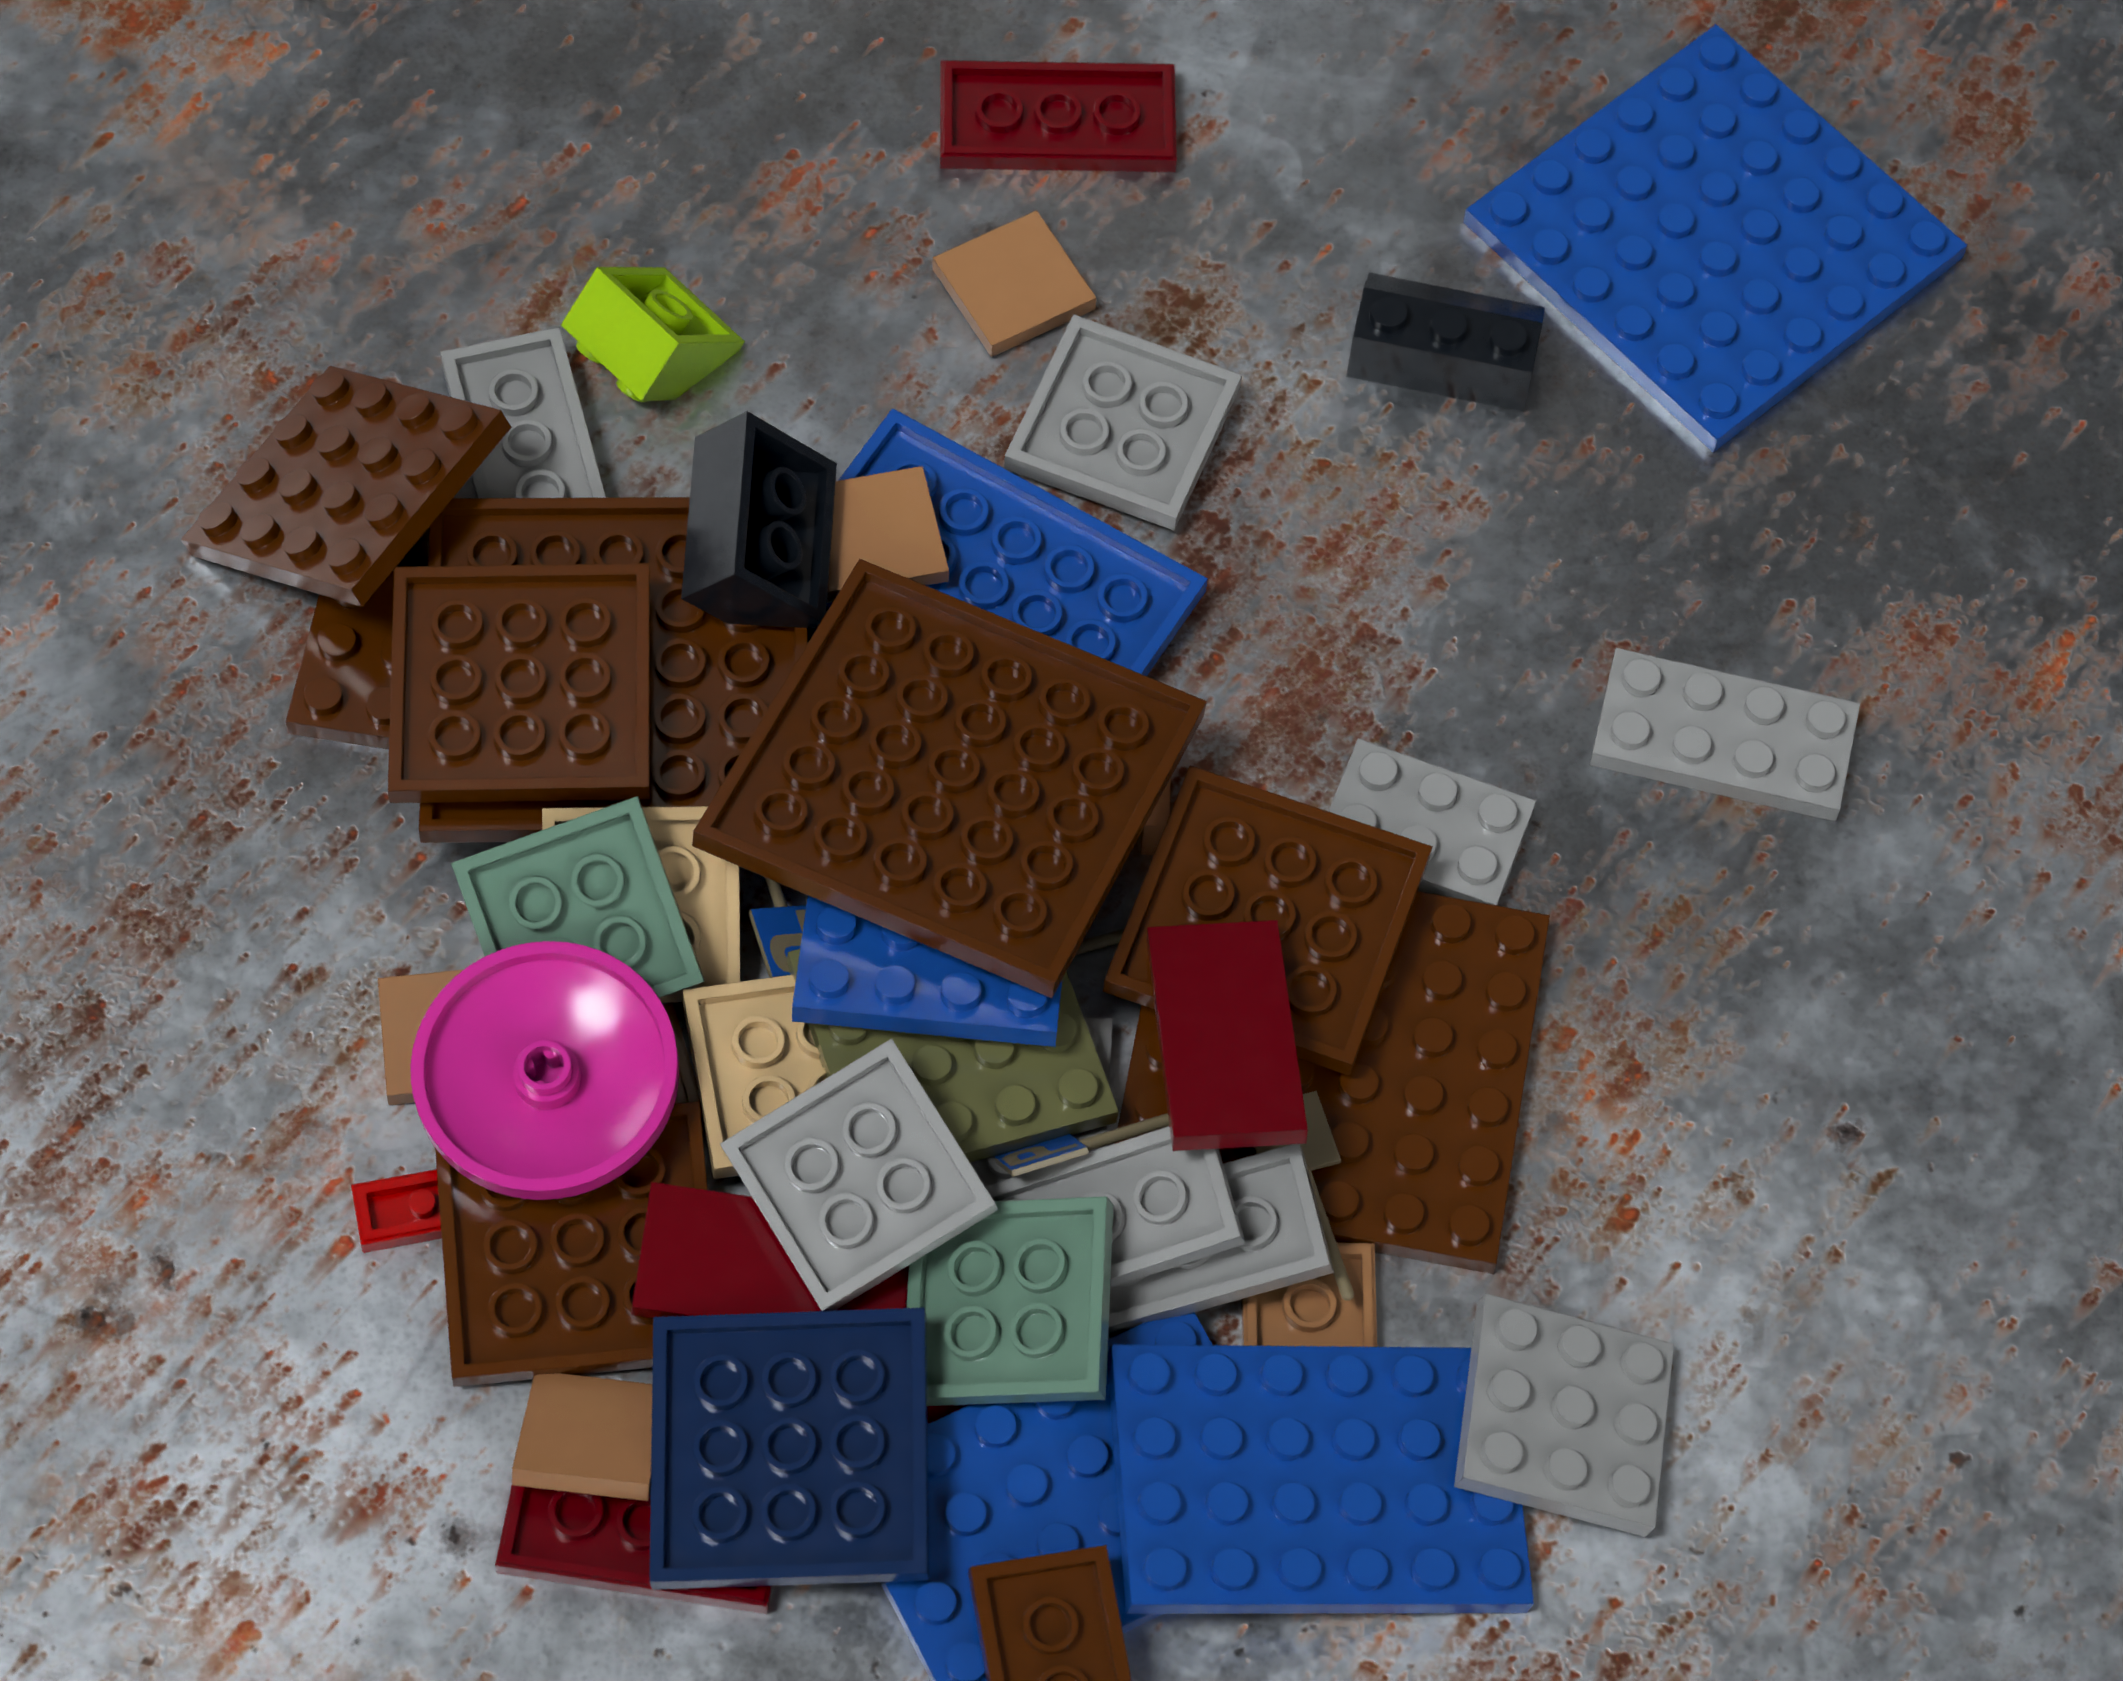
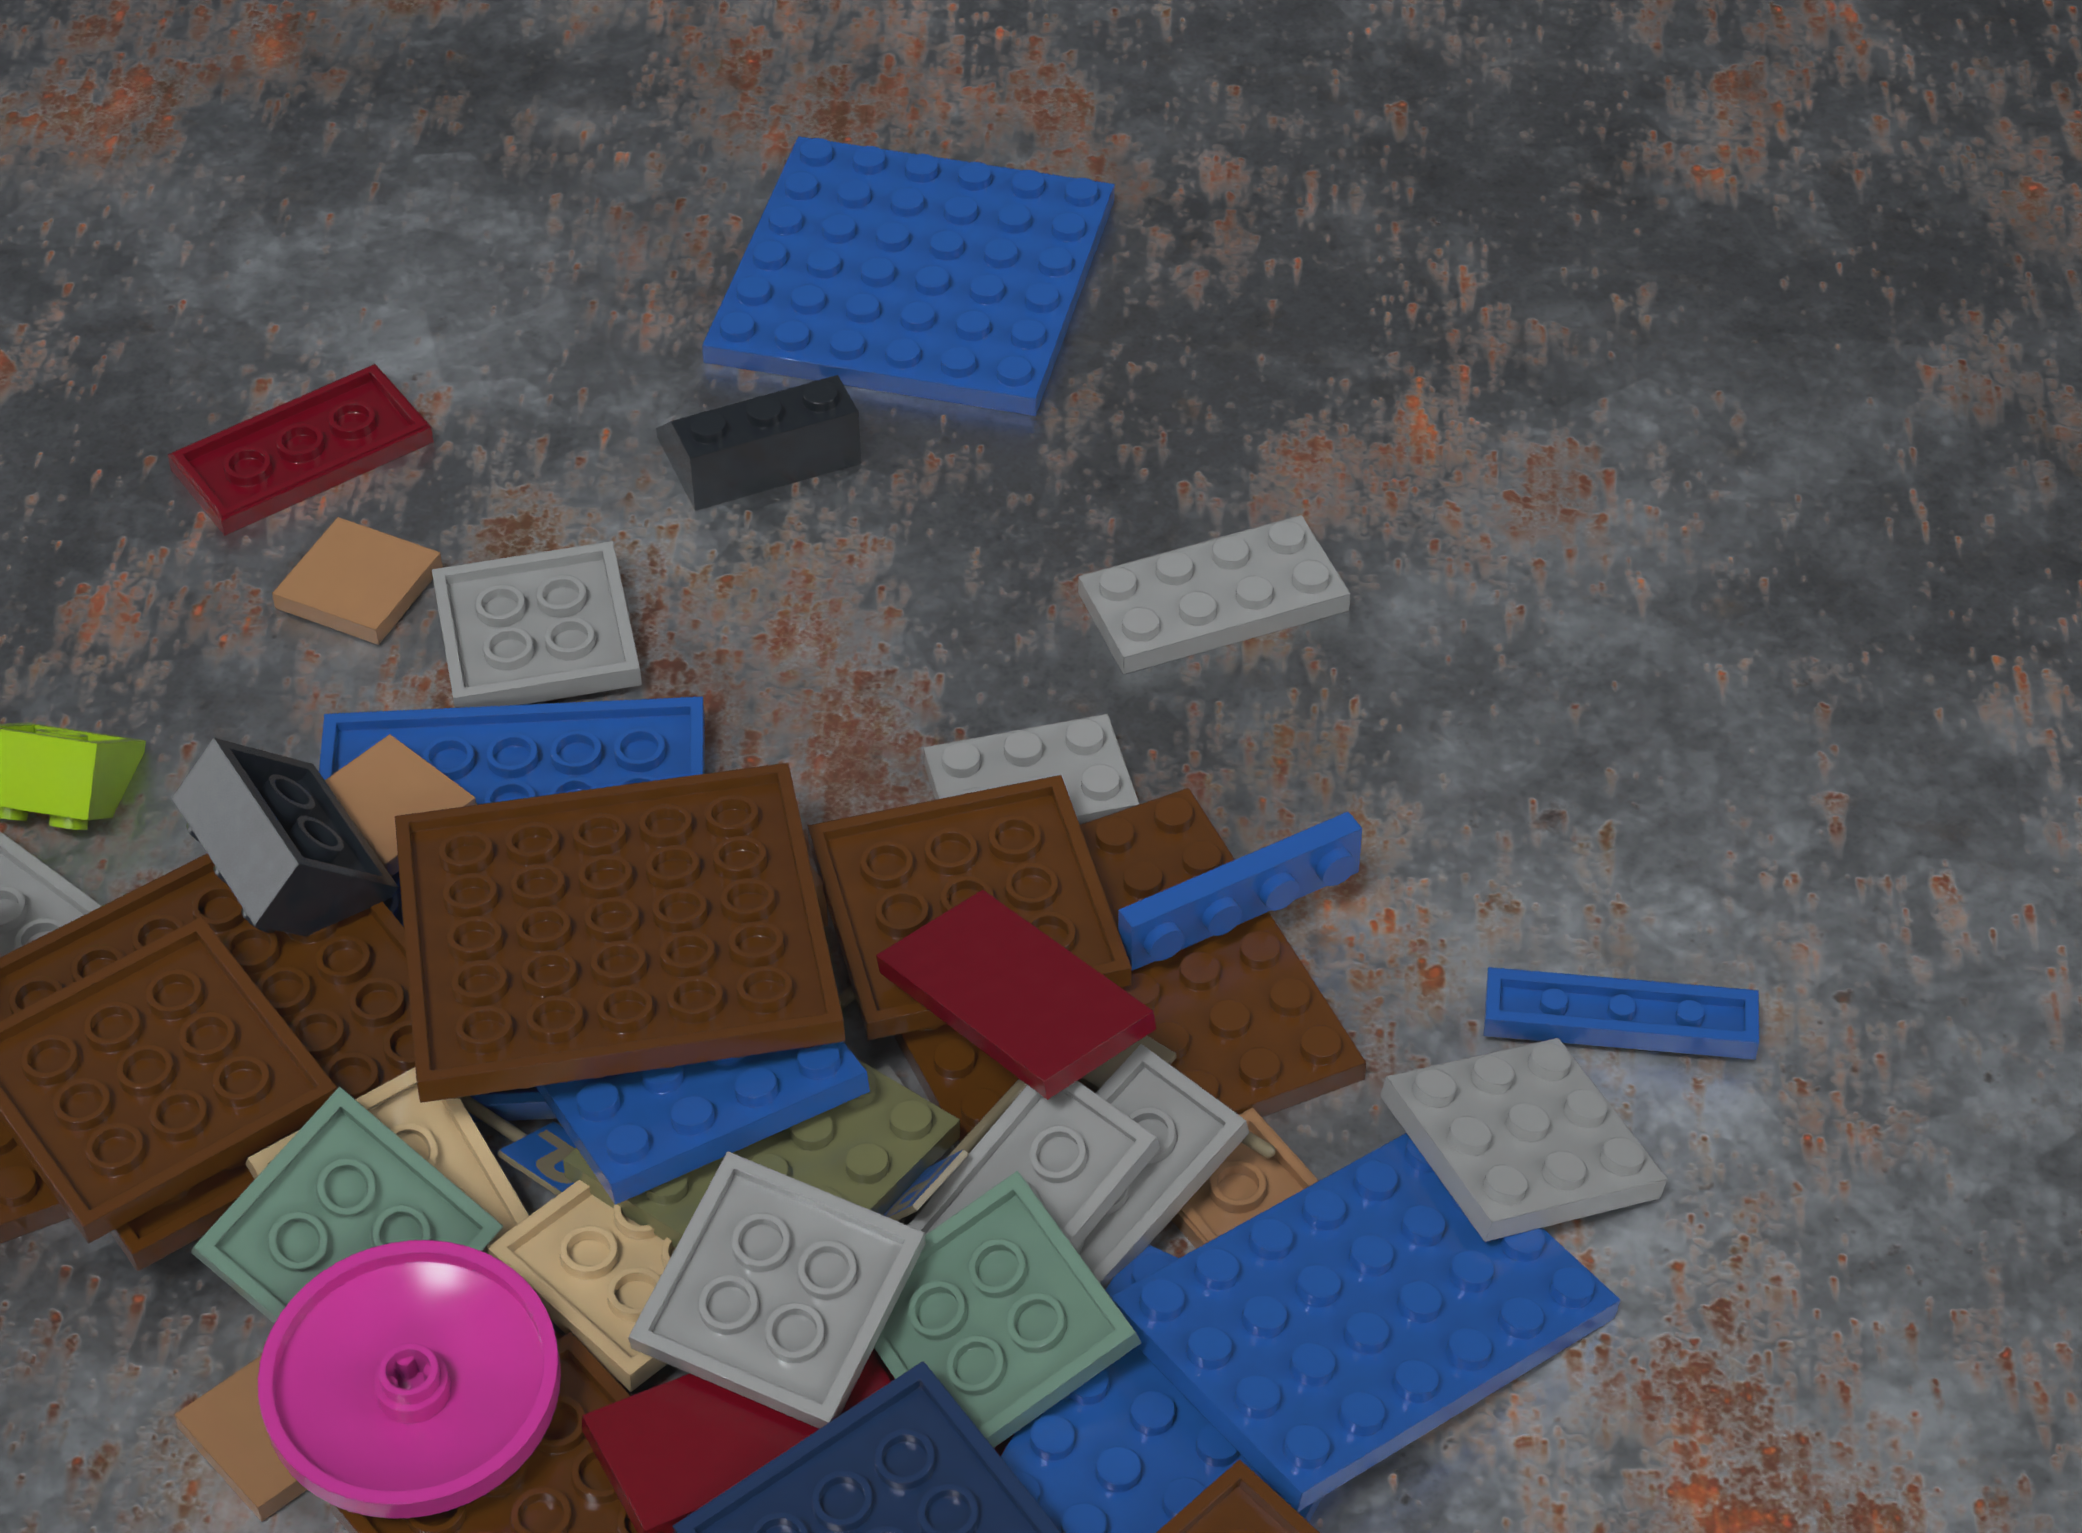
camera: 30 degrees left, 15 degrees down
(1490, 1047) = (1240, 890): none -> blue plate
(1745, 1356) = (1622, 1013): none -> blue plate

